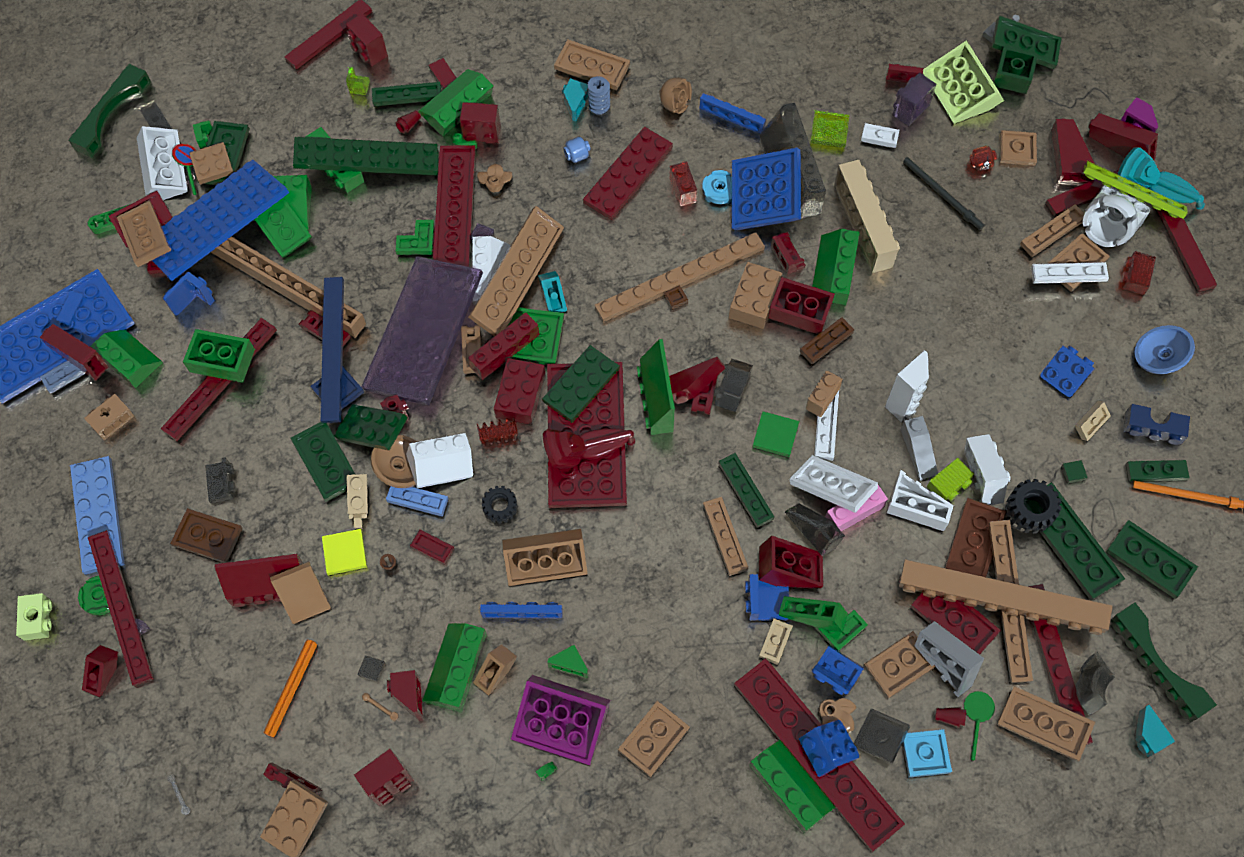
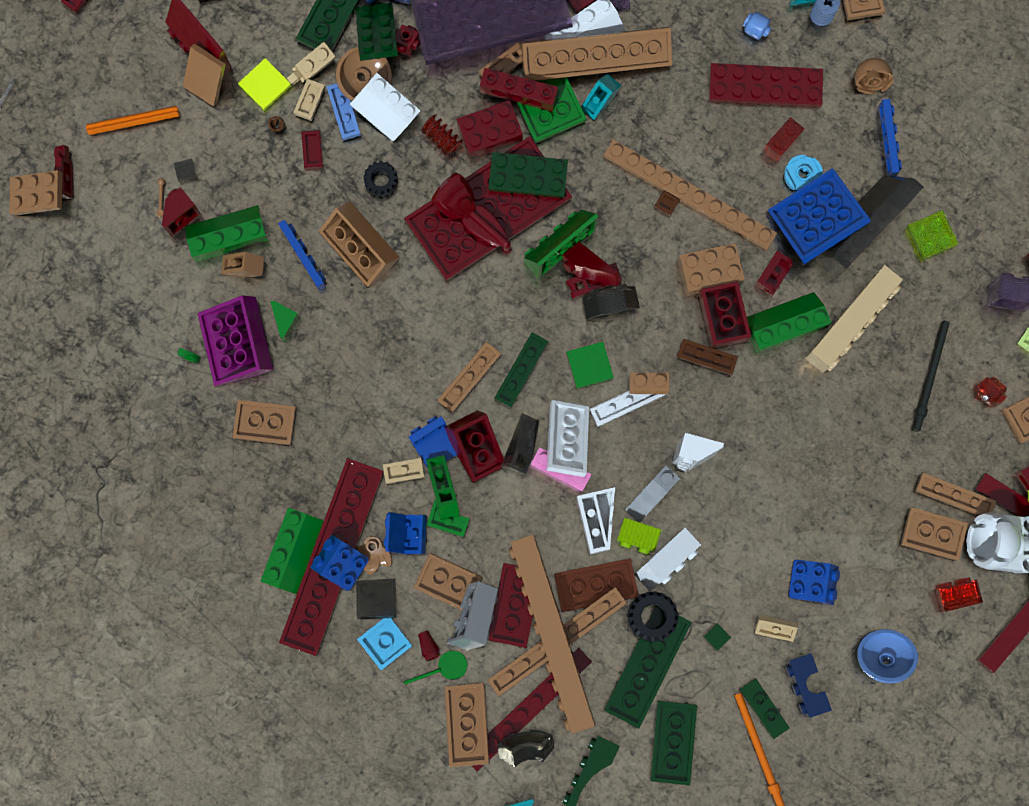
camera: 55 degrees right, 15 degrees up
(384, 778) = (101, 238): dark red brick -> none
(386, 521) = (309, 99): none -> tan plate
(880, 135) = (955, 284): white plate -> none
(1069, 272) = (915, 532): white tile -> none

